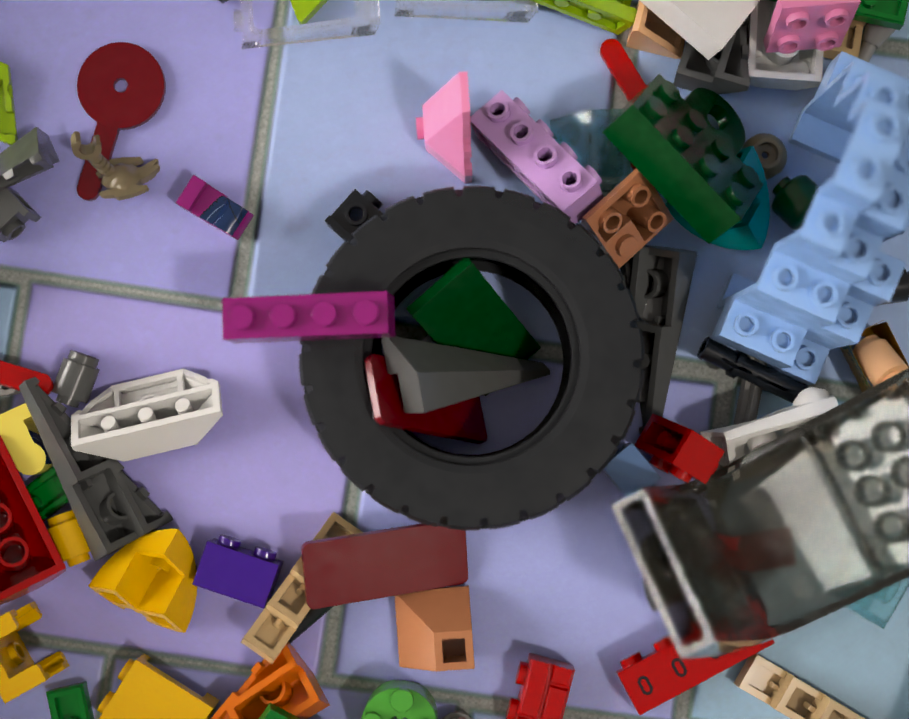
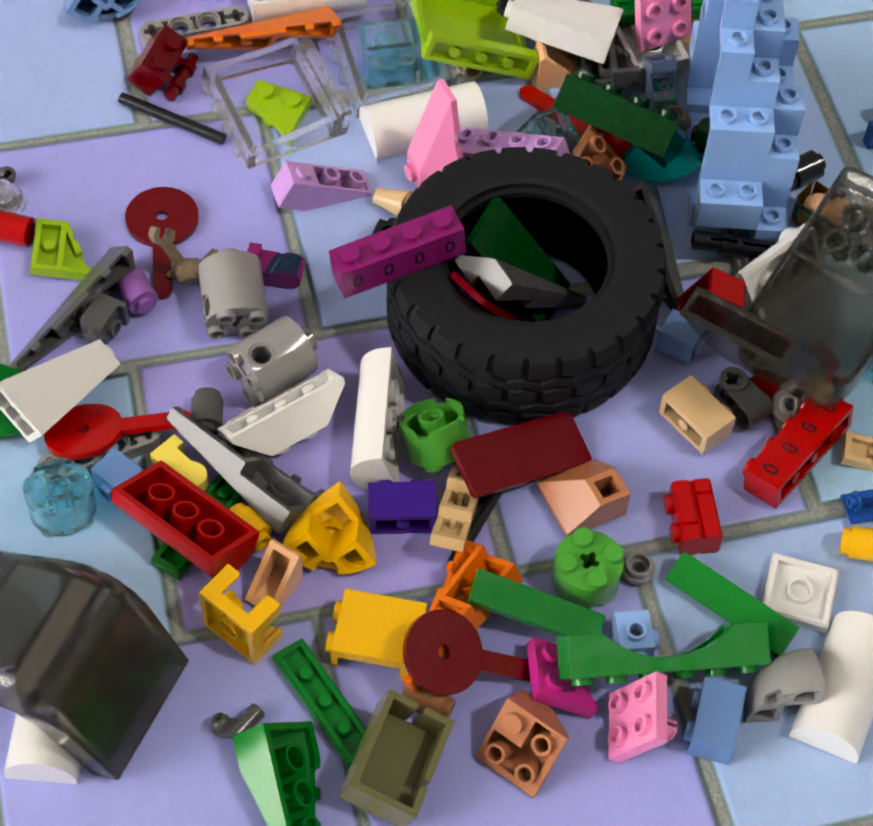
camera: 30 degrees left, 30 degrees down
(55, 190) = (137, 292): none -> medium lavender brick
(76, 609) = (277, 574): none -> light nougat slope
(148, 240) = (232, 293): none -> light grey cylinder
(175, 341) = (272, 359): none -> light grey cylinder
(250, 465) = (378, 411): none -> white brick
(300, 505) = (431, 430): none -> bright green brick
(309, 111) = (315, 186): none -> lavender slope
(392, 167) = (391, 199): none -> tan cone
(492, 50) = (393, 122): none -> white brick
(602, 579) = (697, 414): none -> tan brick
(770, 104) = (660, 79): none -> sand blue leg

